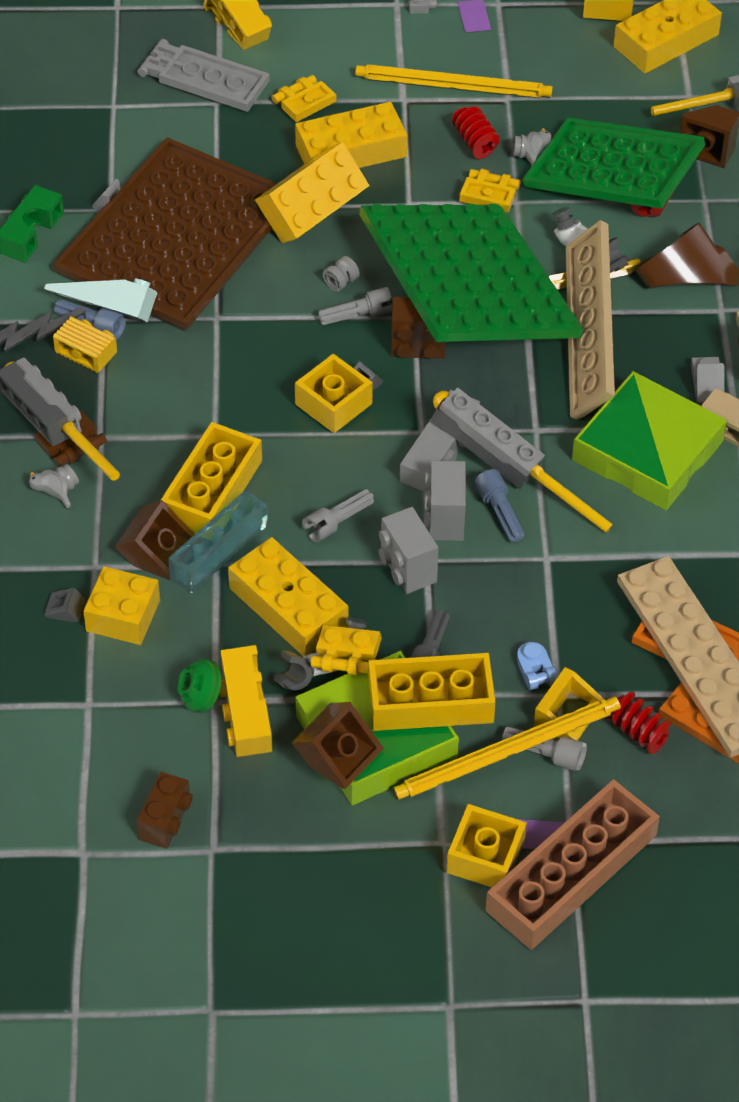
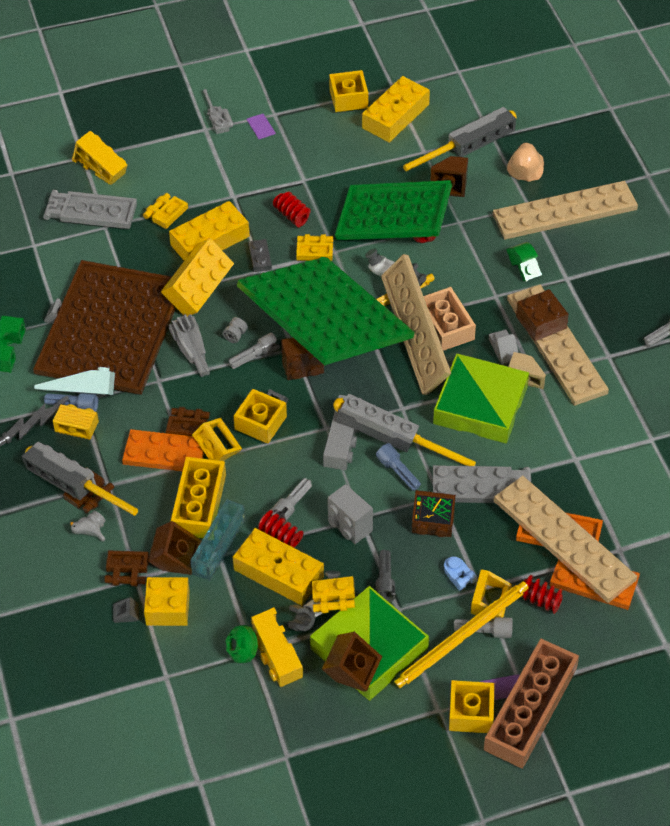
camera: 15 degrees left, 0 degrees up
(85, 541) = (126, 561): none -> reddish brown plate
(164, 810) = (246, 738): reddish brown brick -> none
(186, 407) = (160, 450): none -> orange plate
(229, 385) = (182, 425): none -> reddish brown plate
(254, 415) = (211, 443): none -> yellow tile
(274, 265) = (189, 339): none -> light grey piece
(307, 548) = (278, 529): none -> red piece
(411, 183) = (260, 255): none -> flat silver plate
(431, 691) = (402, 609): yellow brick -> none
(445, 500) = (363, 472): light grey brick -> none
(458, 81) = (260, 176): yellow piece -> none
(525, 577) = (433, 513): none -> slope
(530, 145) = (331, 210): light grey animal -> none
(597, 550) = (475, 483): none -> light grey hinge
(639, 324) = (450, 318): none -> light nougat brick
(690, 261) = (466, 268): reddish brown panel -> none

